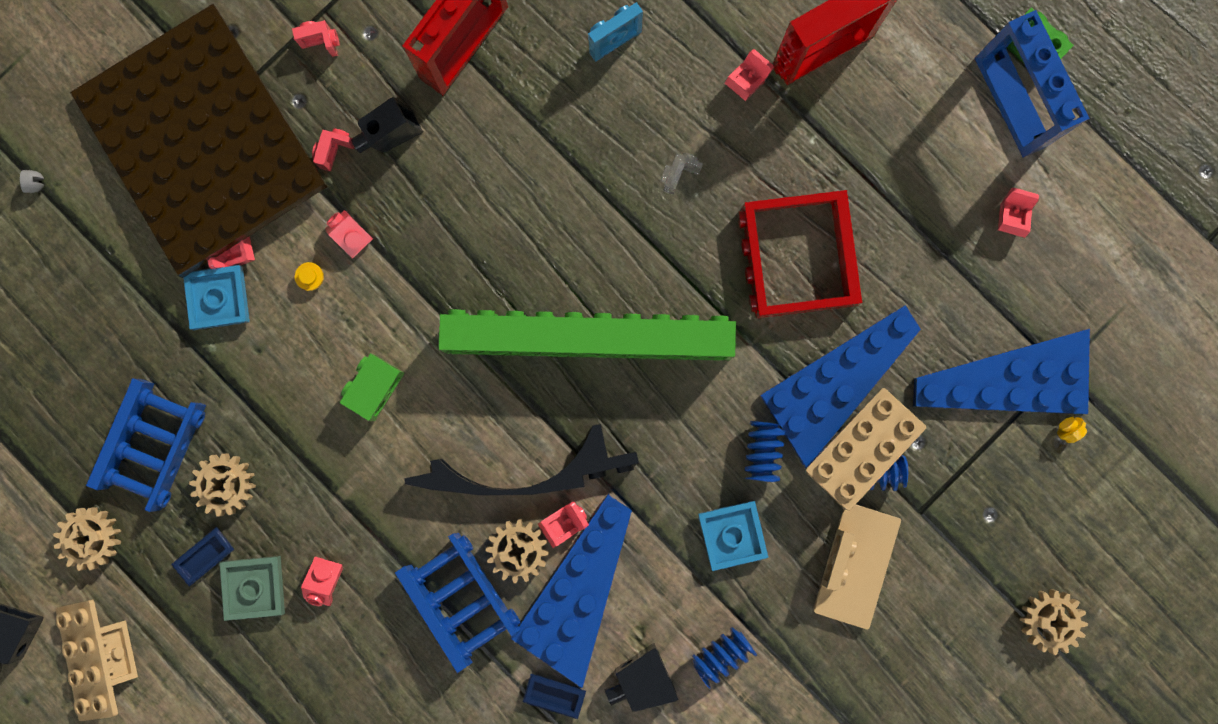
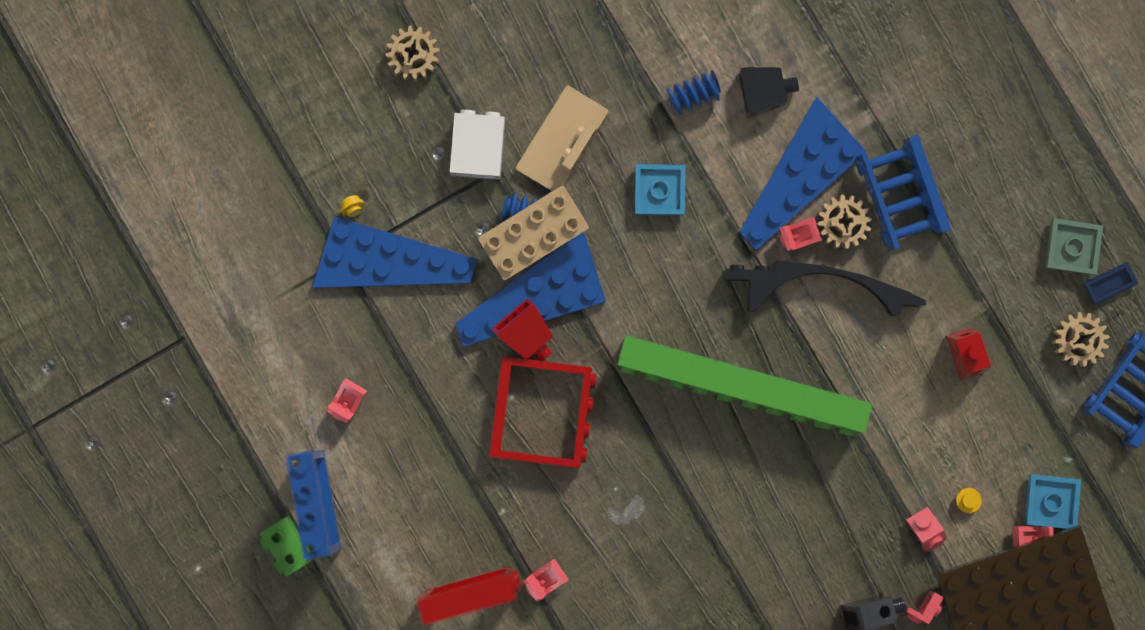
camera: 175 degrees left, 0 degrees up
(321, 582) = (1014, 237): coral bracket -> none
(344, 438) = (968, 353): none -> red torso
(371, 387) = (936, 390): bright green brick -> none
(554, 696) = (841, 95): dark blue tile -> none
(765, 451) = (616, 251): blue piece -> none
(844, 336) = (525, 331): none -> red torso
(951, 534) = (477, 145): none -> white brick

